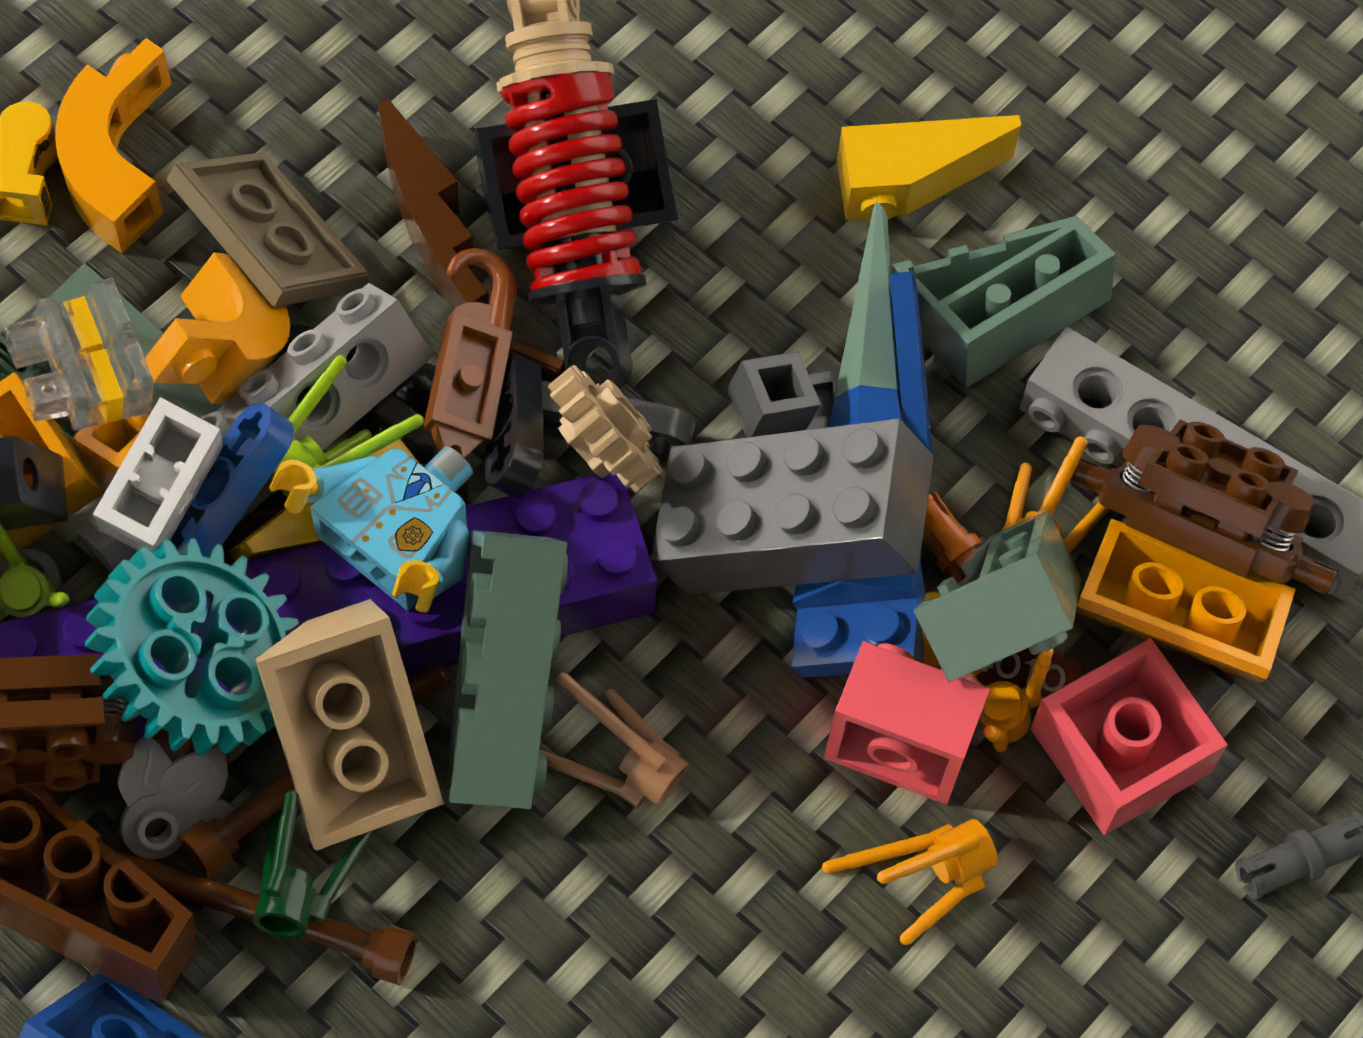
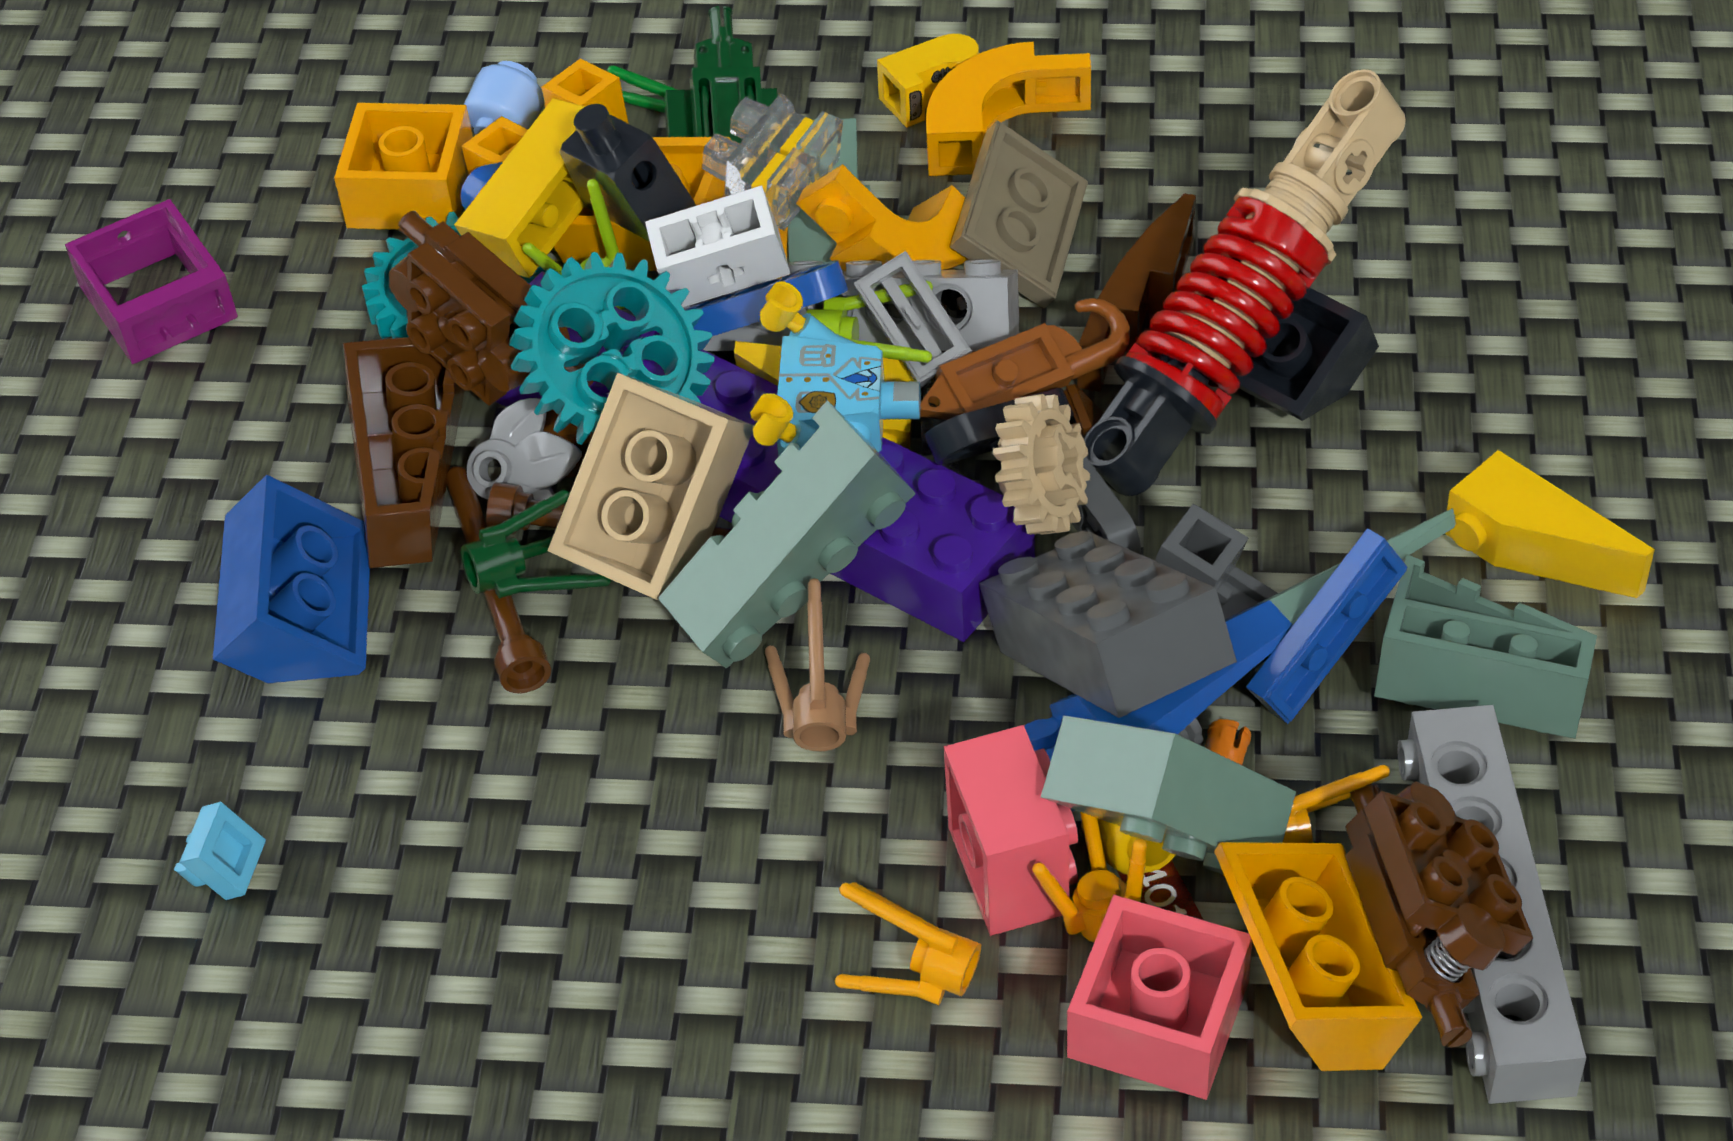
camera: 60 degrees right, 15 degrees down
(312, 385) = (884, 276): none -> light grey tile

